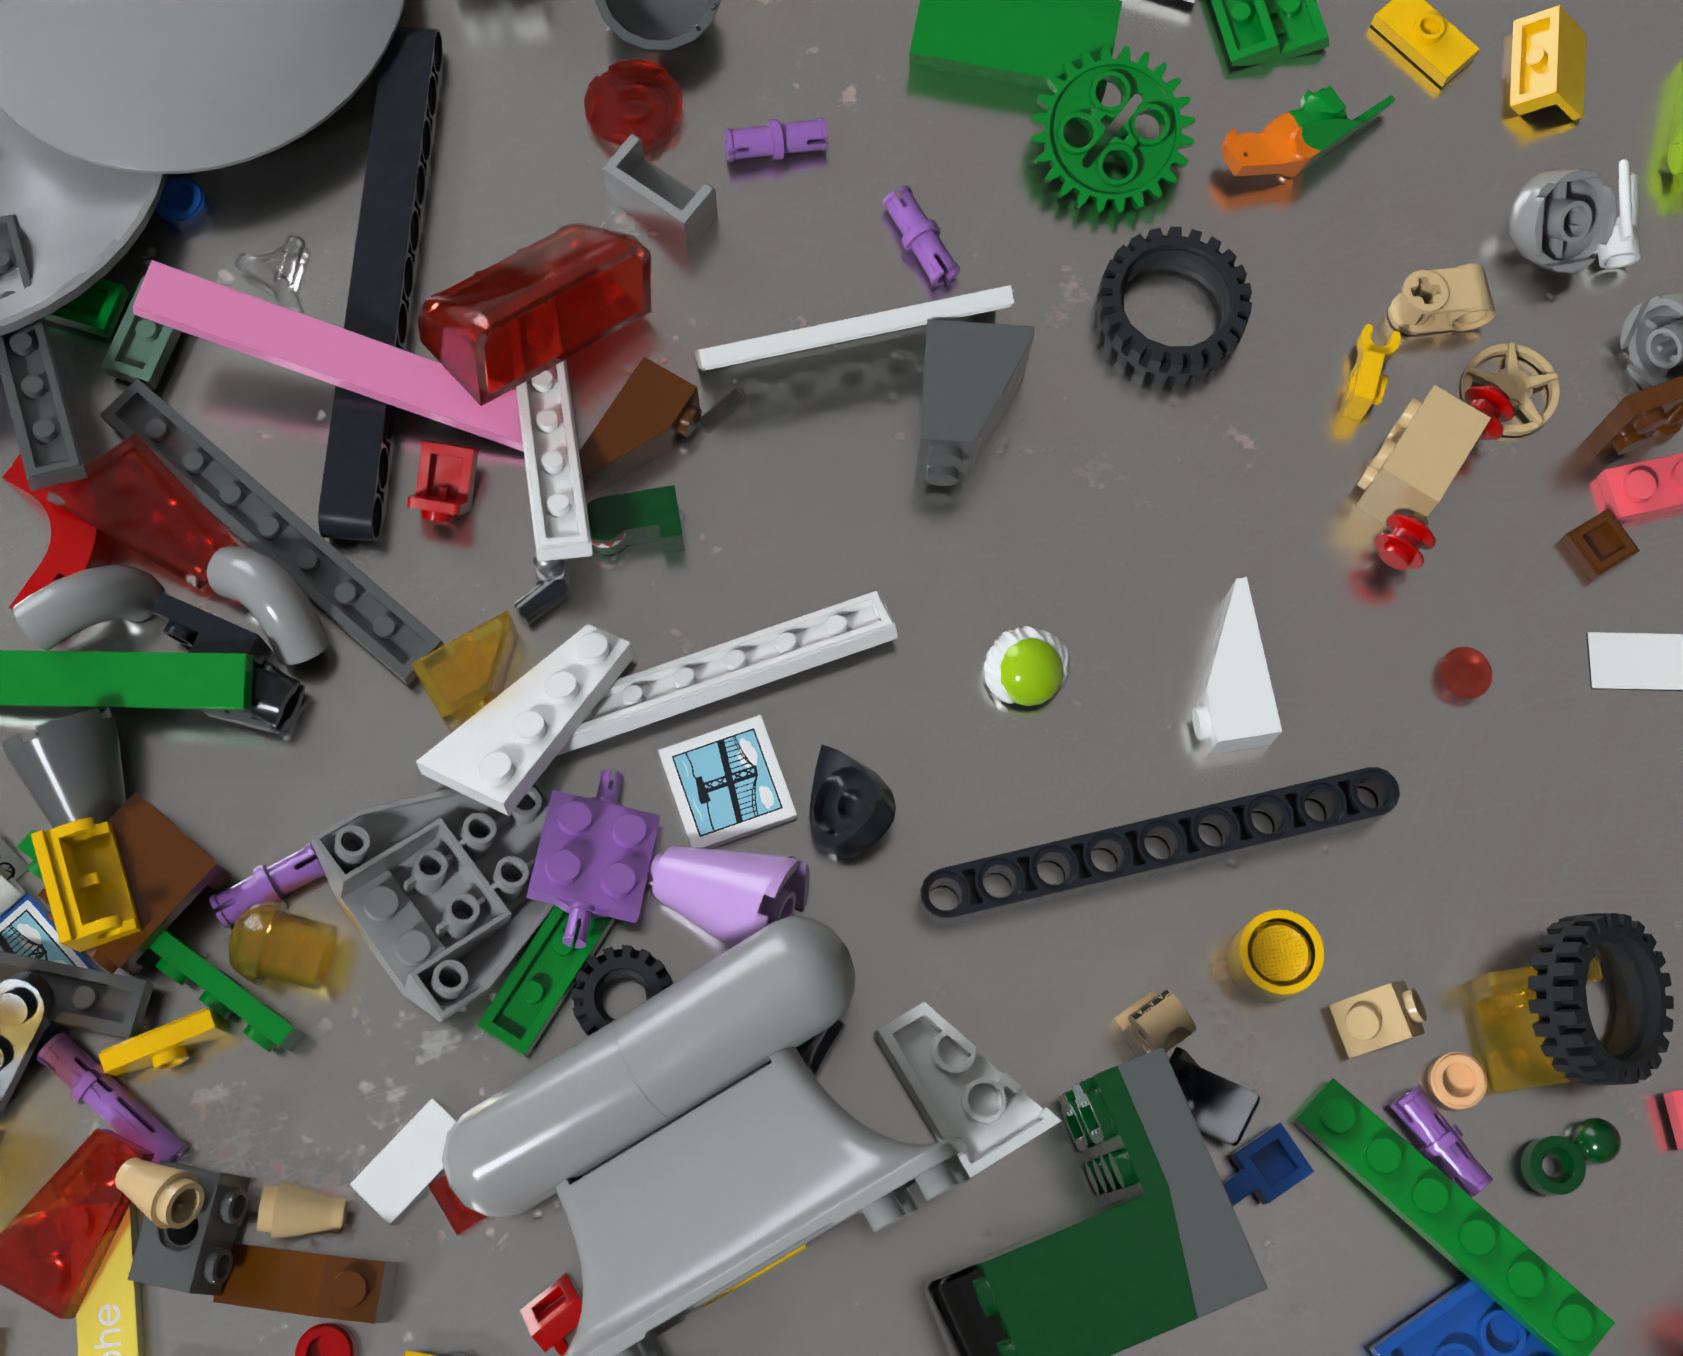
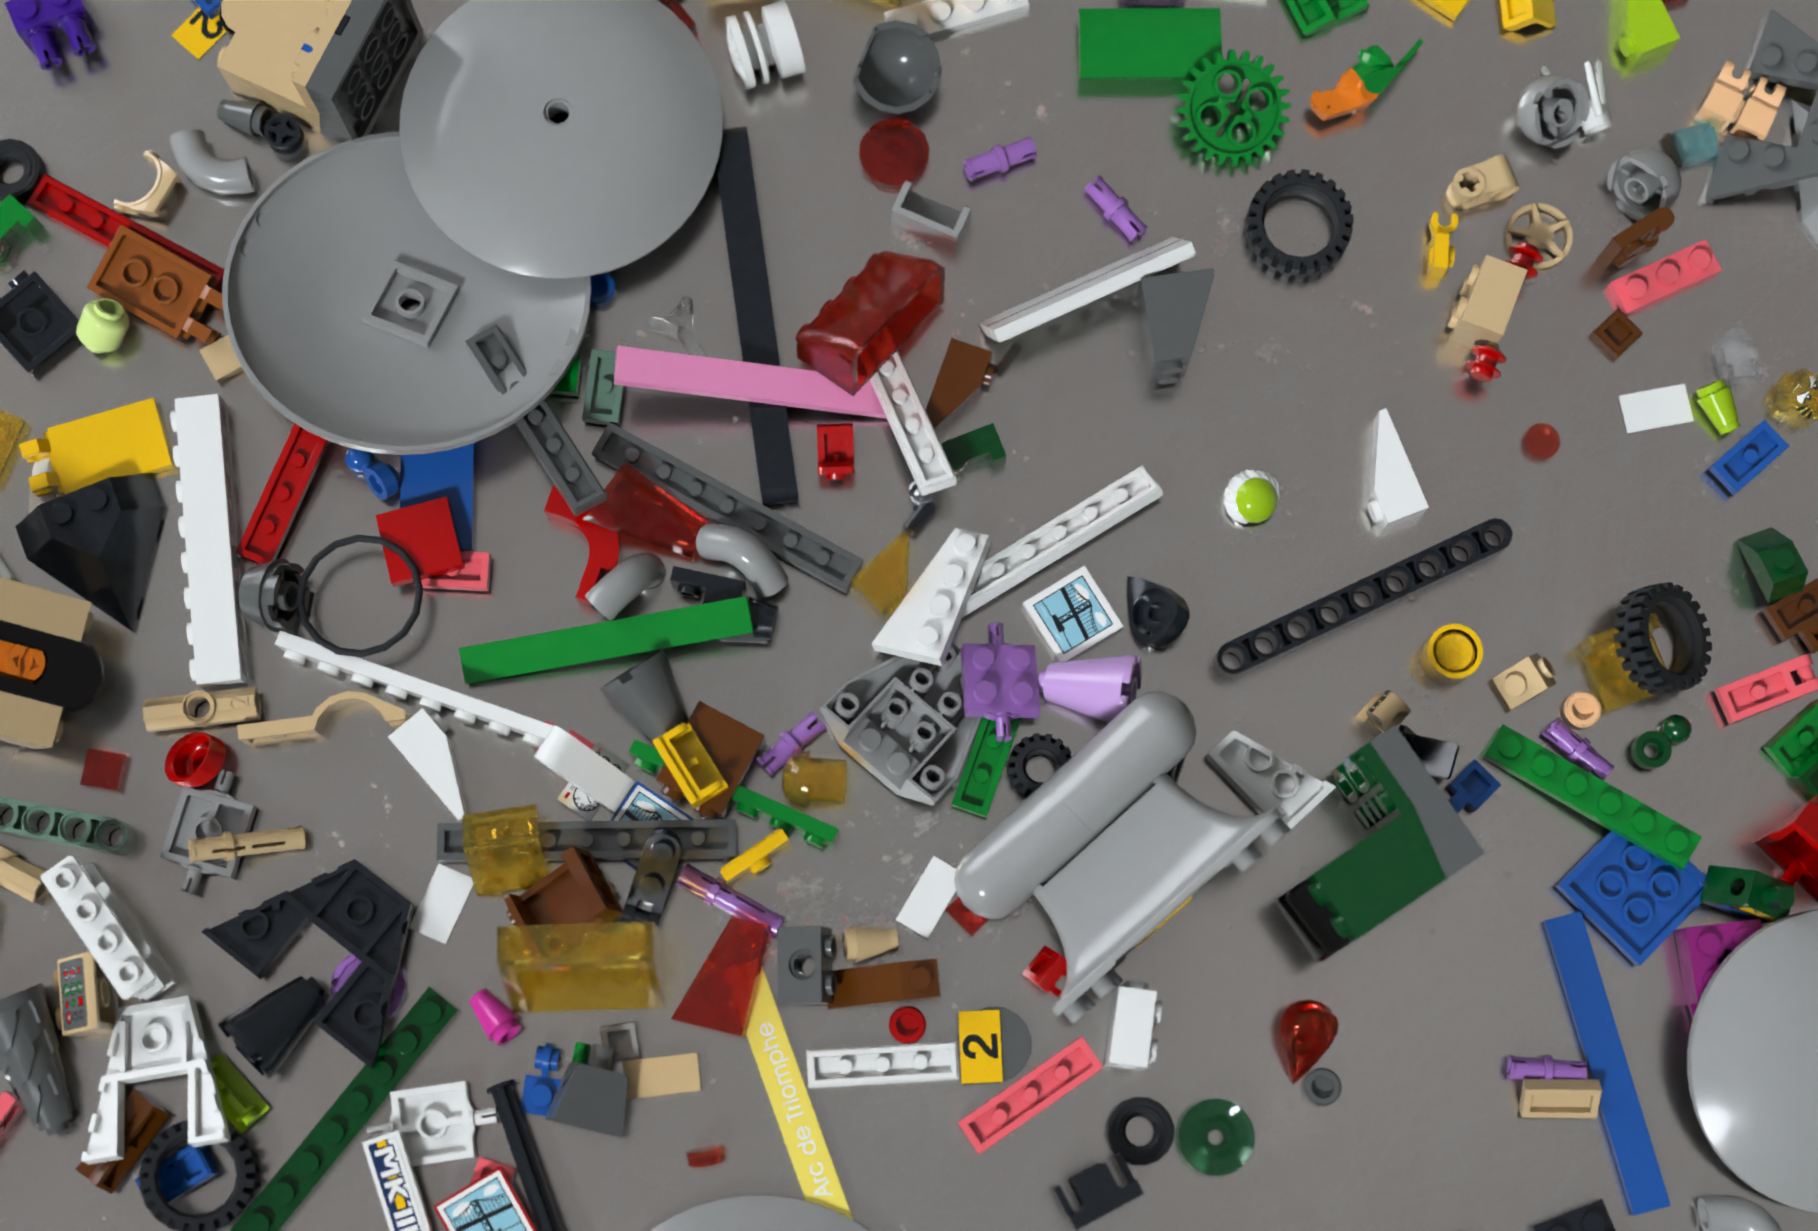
camera: 10 degrees left, 5 degrees up
(161, 1192) = (788, 944): tan cone -> none

